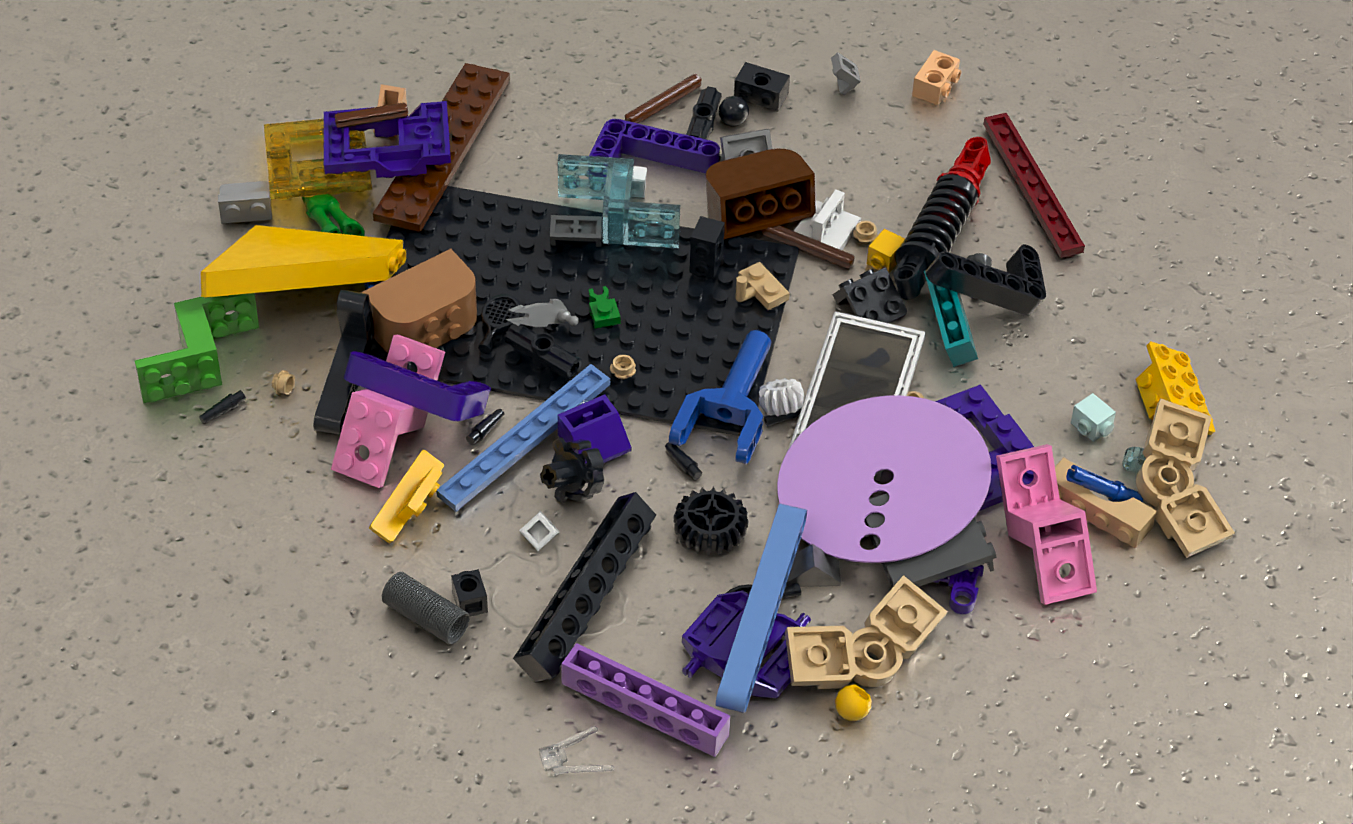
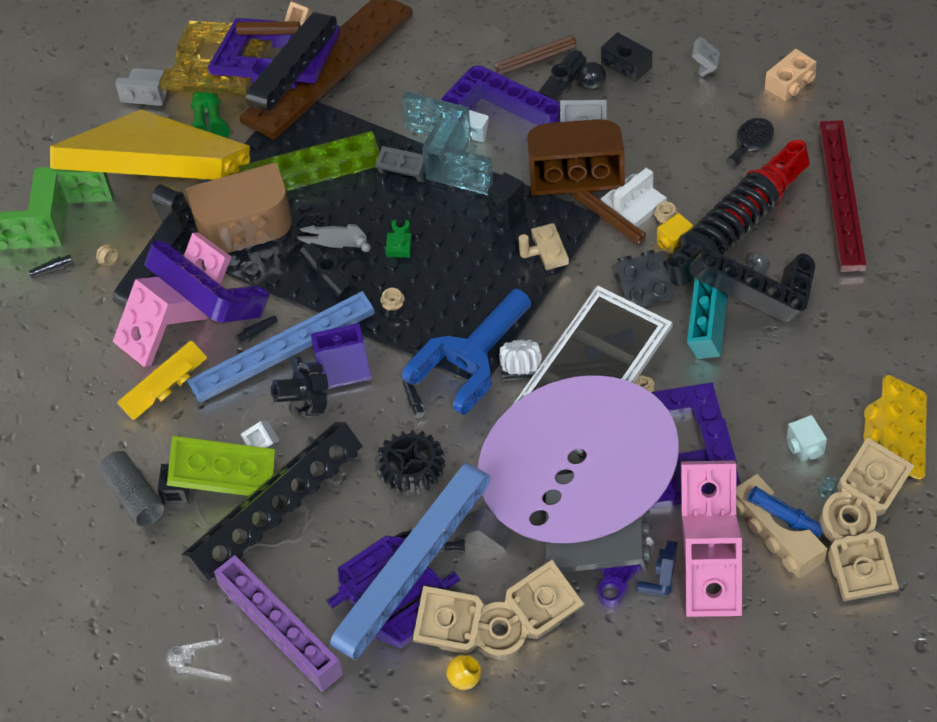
camera: 25 degrees right, 5 degrees up
(421, 143) = (291, 61): none -> black beam
(493, 240) = (323, 161): none -> clear neon green brick
(514, 564) = (218, 466): none -> lime plate
(918, 153) = (750, 145): none -> black piece
(1013, 559) = (665, 568): none -> dark blue plate

